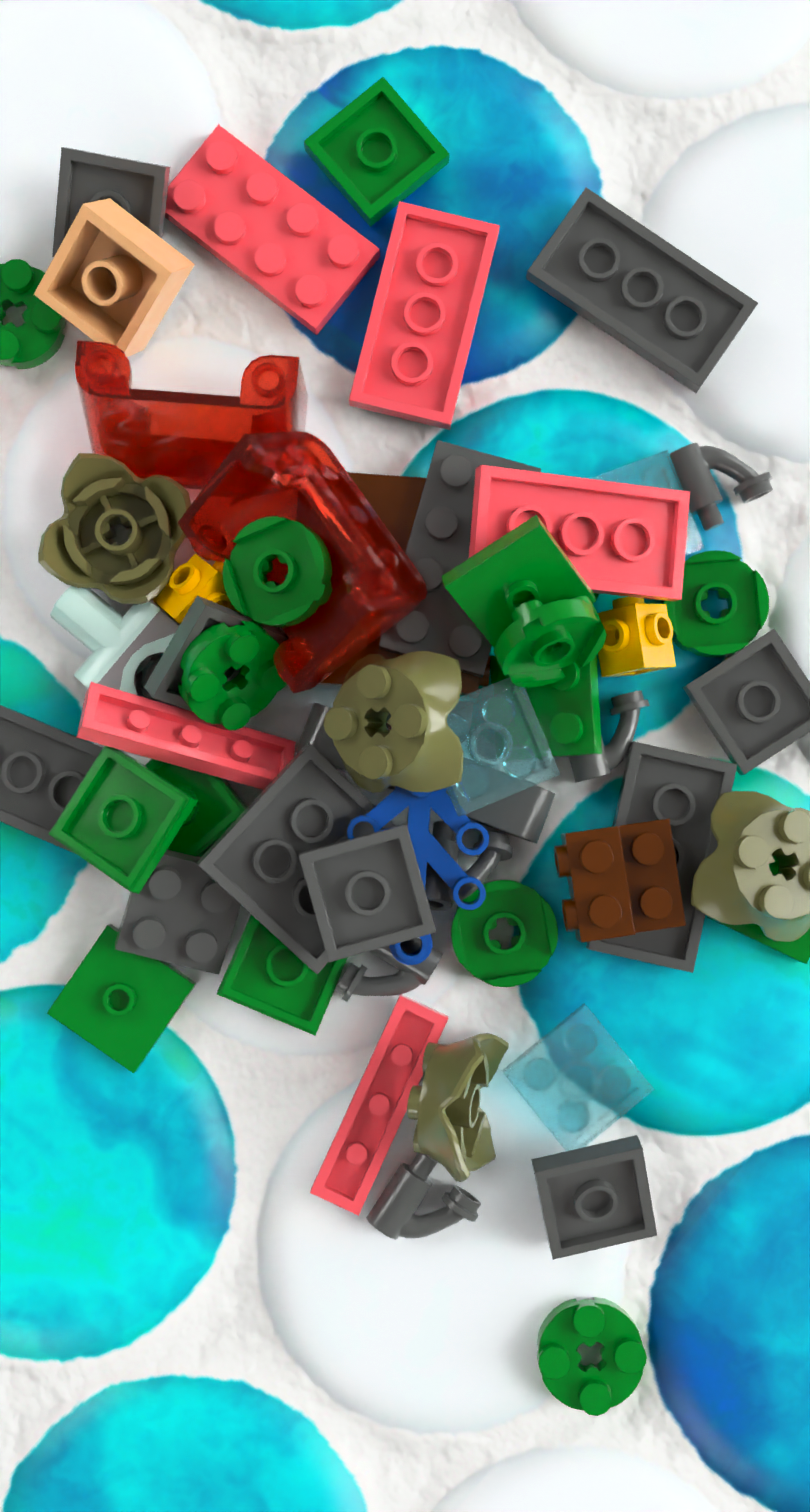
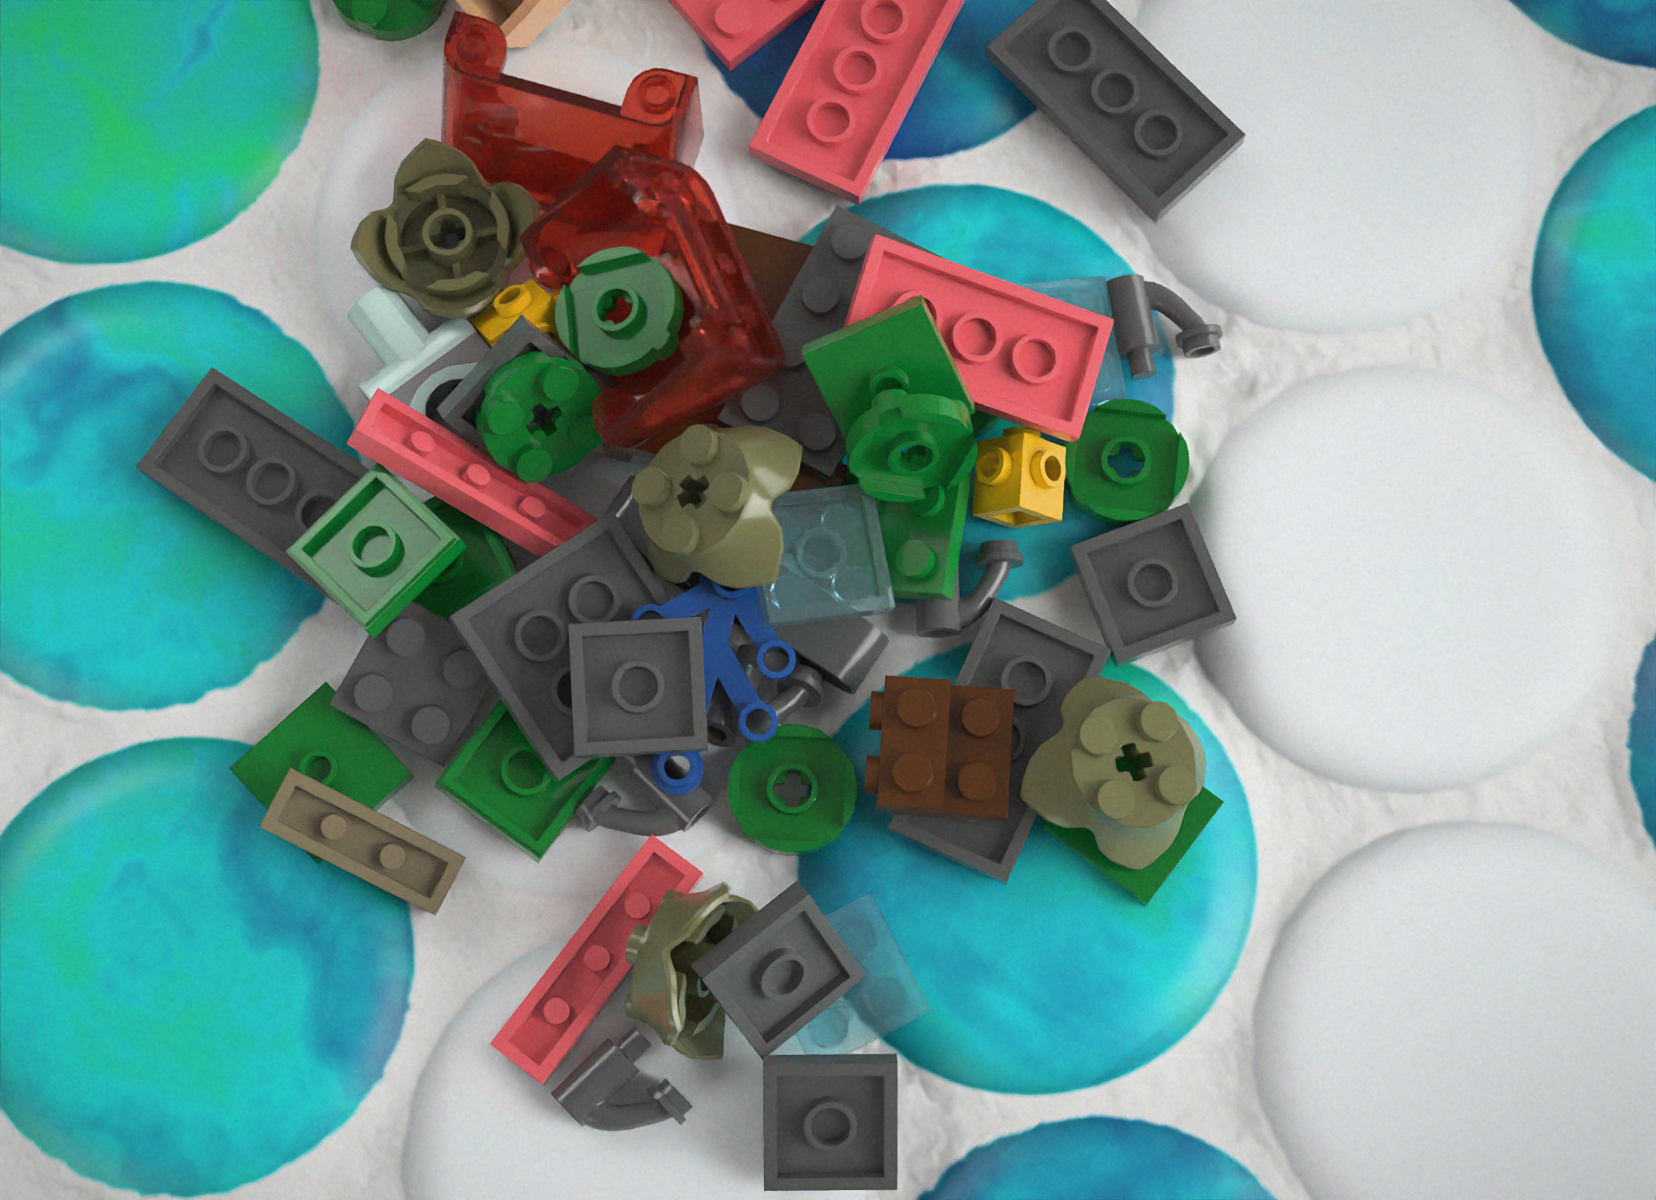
camera: 10 degrees right, 10 degrees down
(168, 1053) = (362, 841): none -> dark tan plate
(531, 1096) = (779, 970): none -> dark grey plate

